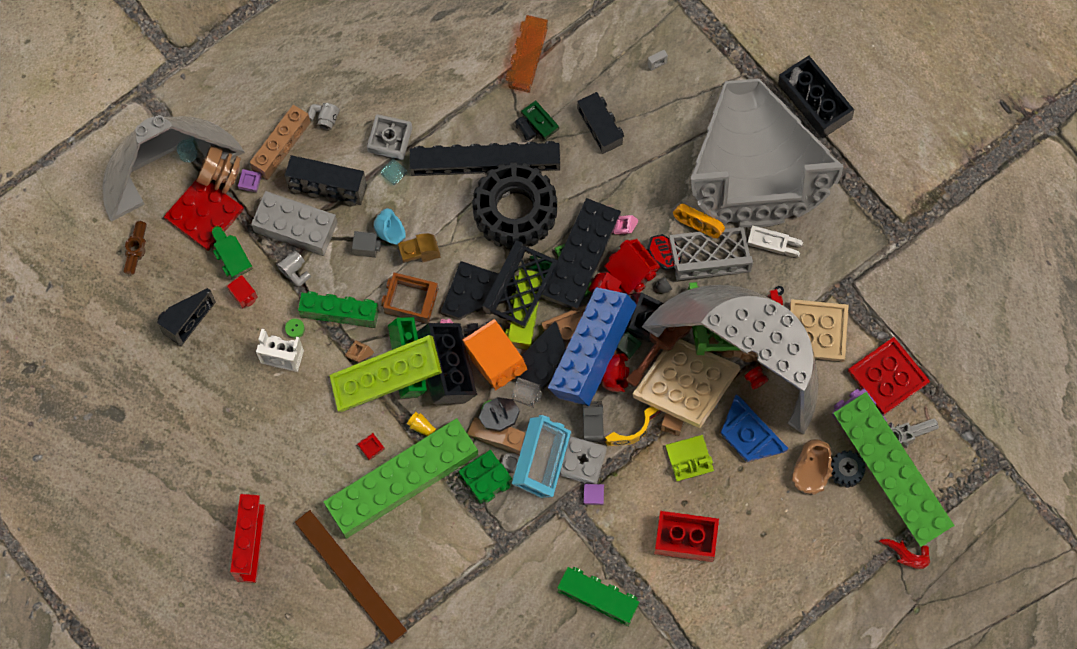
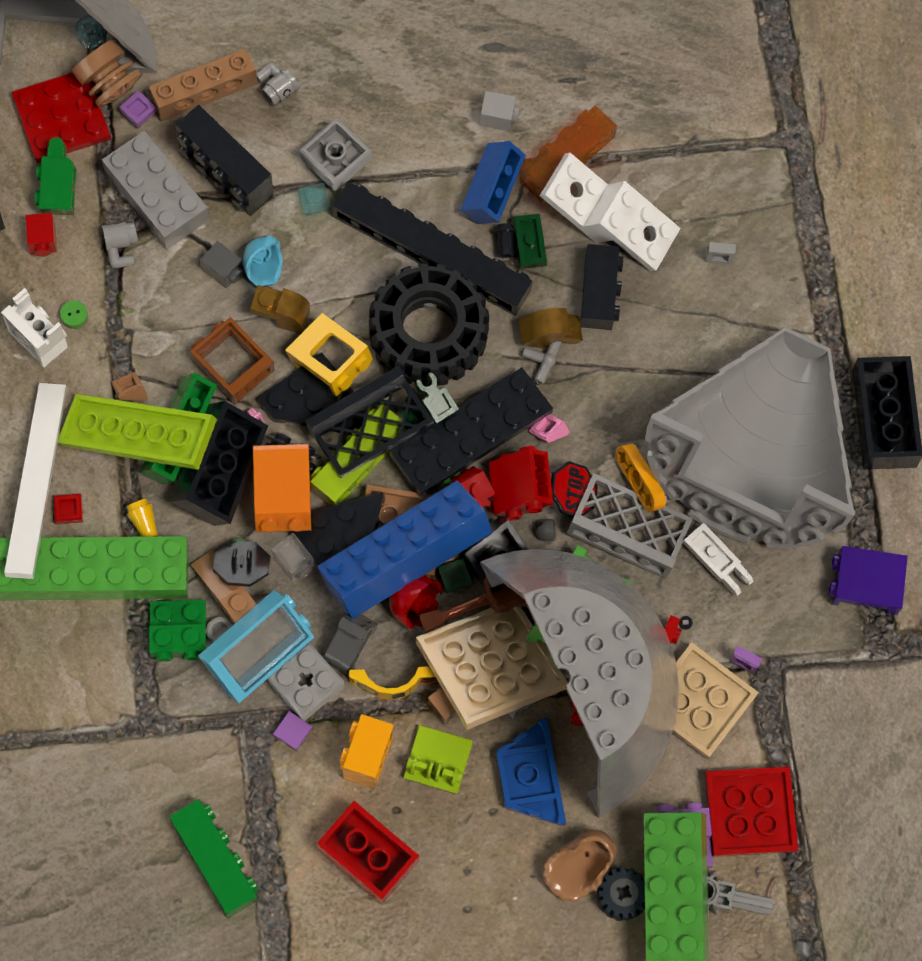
camera: 25 degrees right, 0 degrees up
(338, 310) = (137, 322): green brick -> none
(343, 440) = (35, 481): none -> white tile
(451, 254) = (307, 344): none -> yellow window
(470, 52) = (499, 111): none -> light grey brick
(496, 97) = (493, 182): none -> blue brick
(551, 247) = (437, 401): none -> plate
(577, 74) = (610, 212): none -> white bracket
(586, 164) = (548, 326): none -> pearl gold brick
(597, 185) = (546, 359): none -> light grey piece
(648, 478) = (368, 751): none -> light orange brick
(828, 290) = (746, 660): none -> medium lavender tile
(868, 200) = (869, 578): none -> dark purple panel

